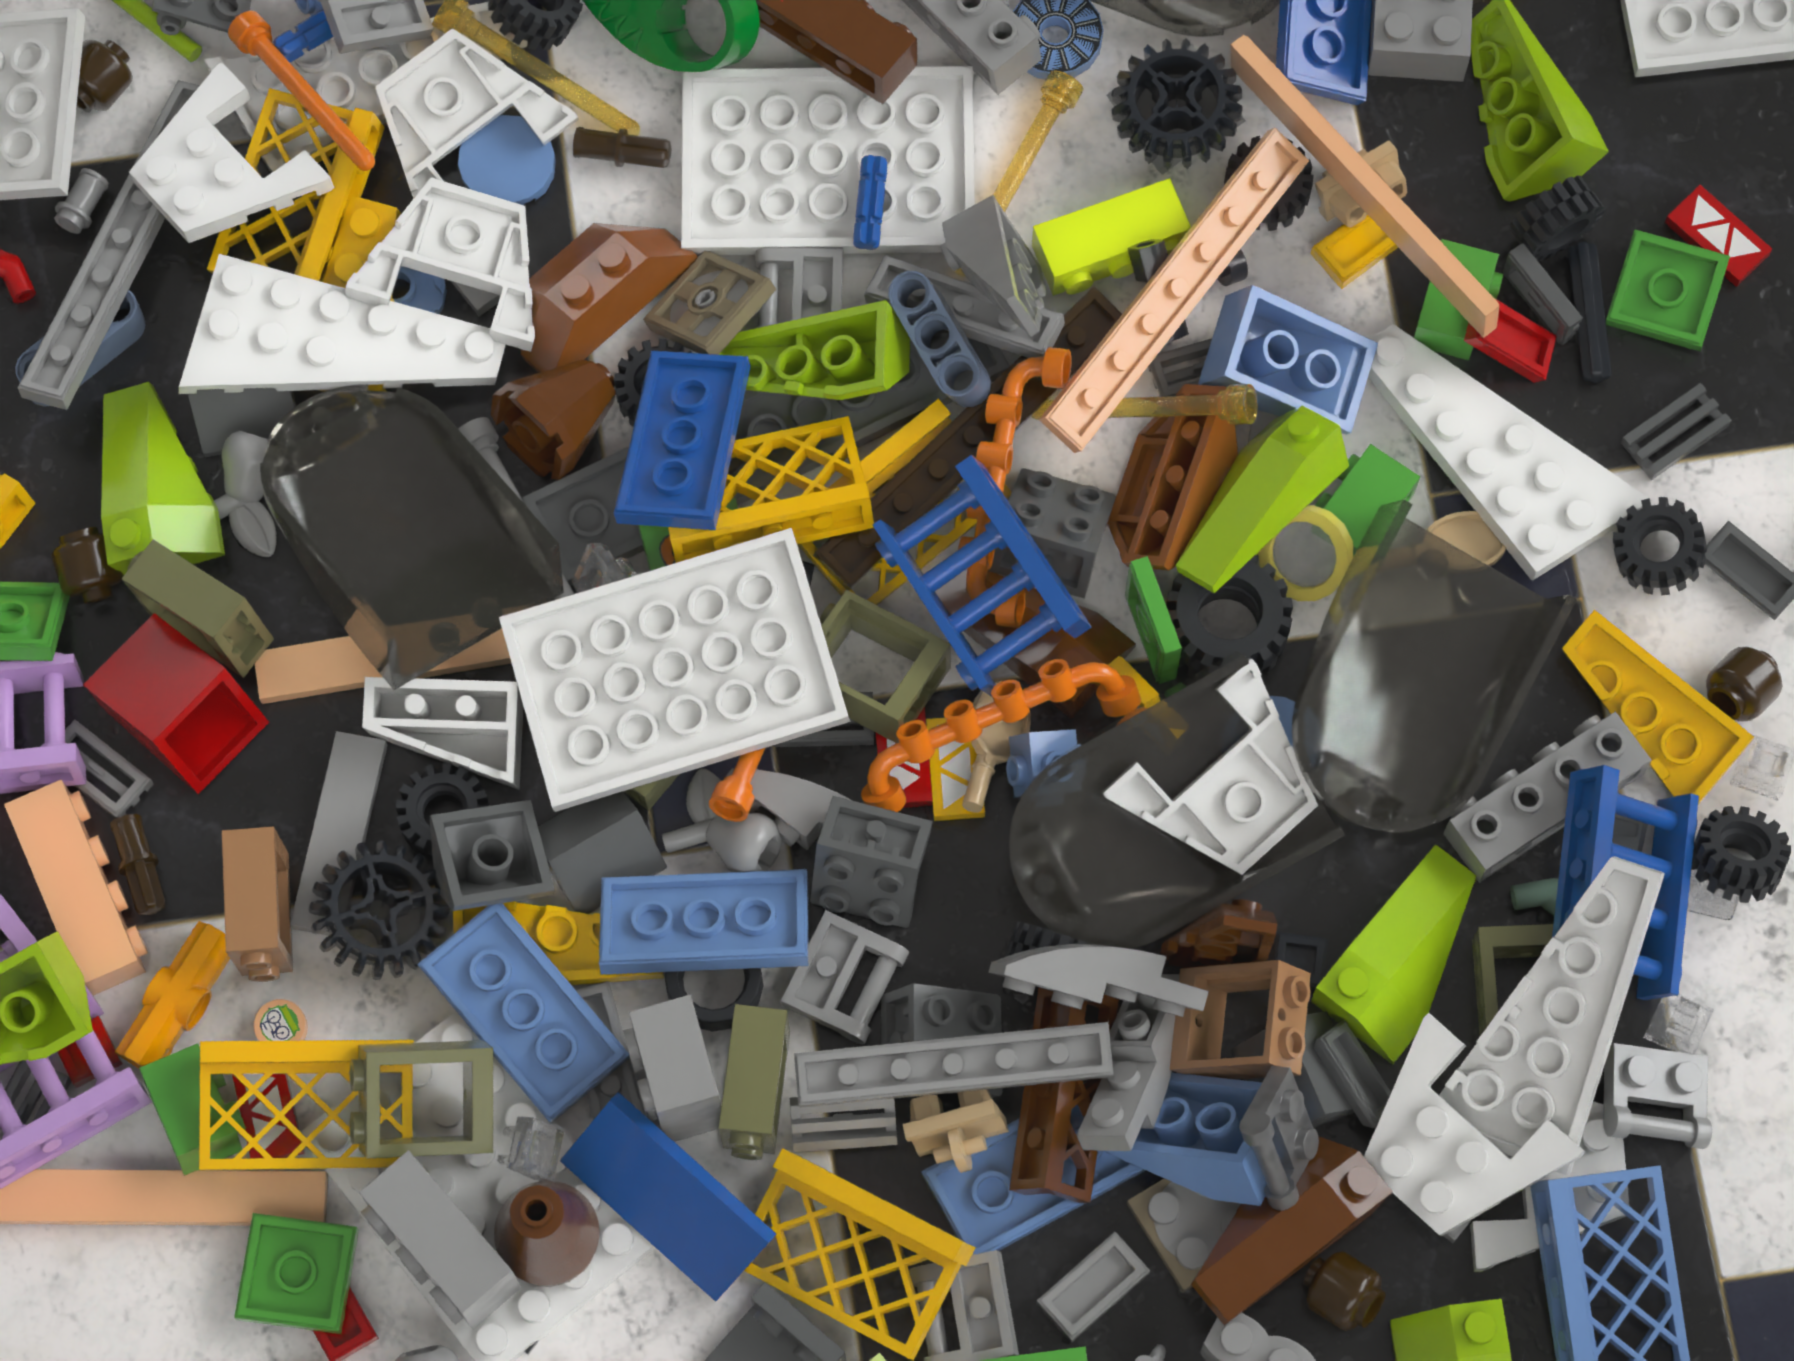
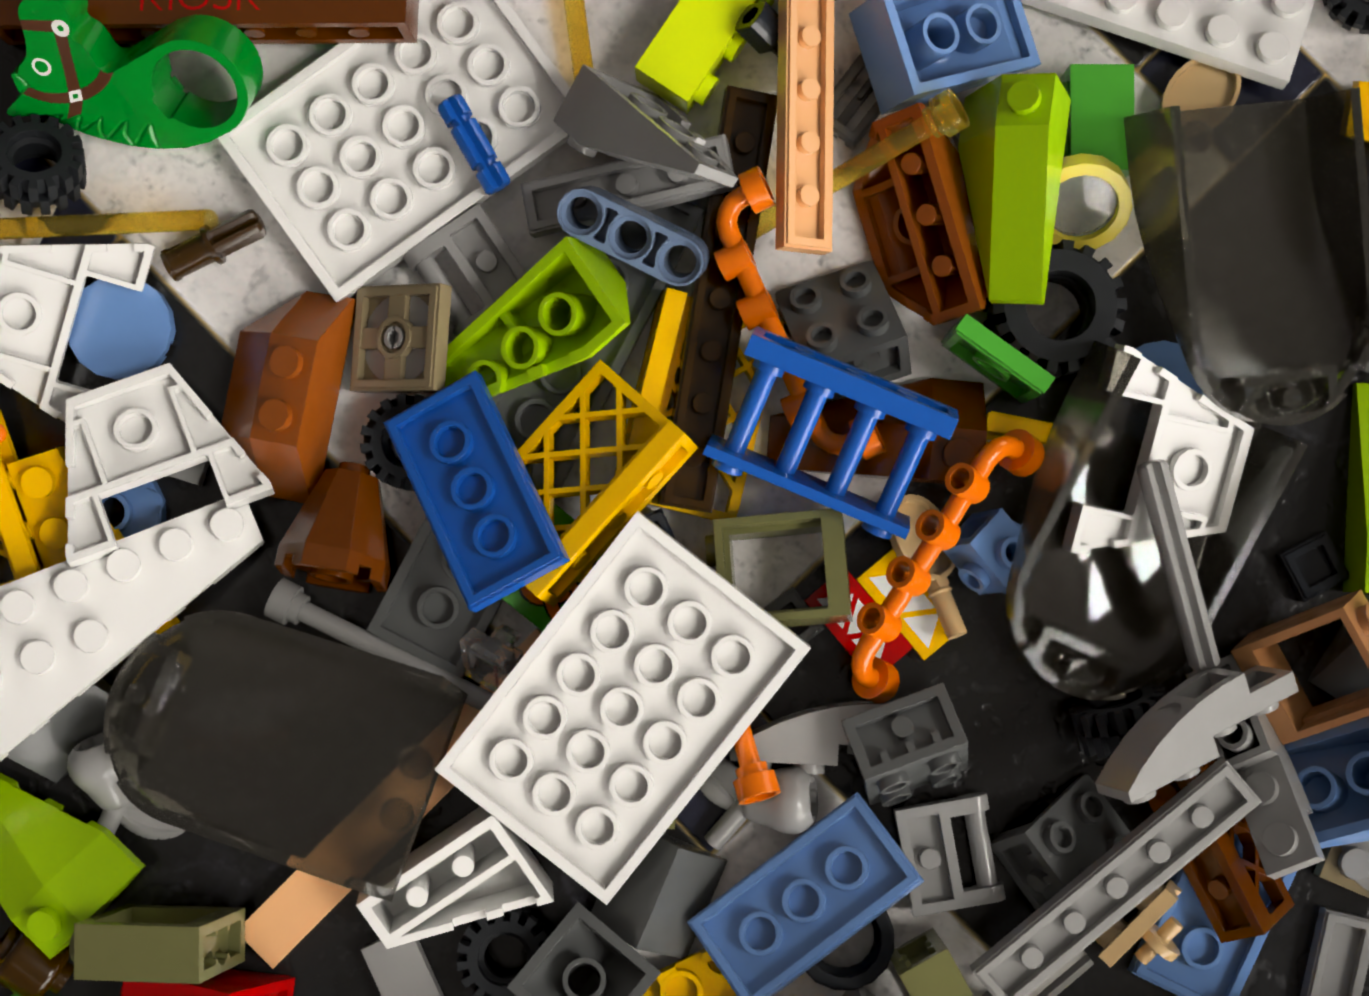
camera: 35 degrees left, 15 degrees up
(1179, 857) = (1178, 564): none -> light grey axle
(1223, 936) = (1279, 602): reddish brown wedge -> none

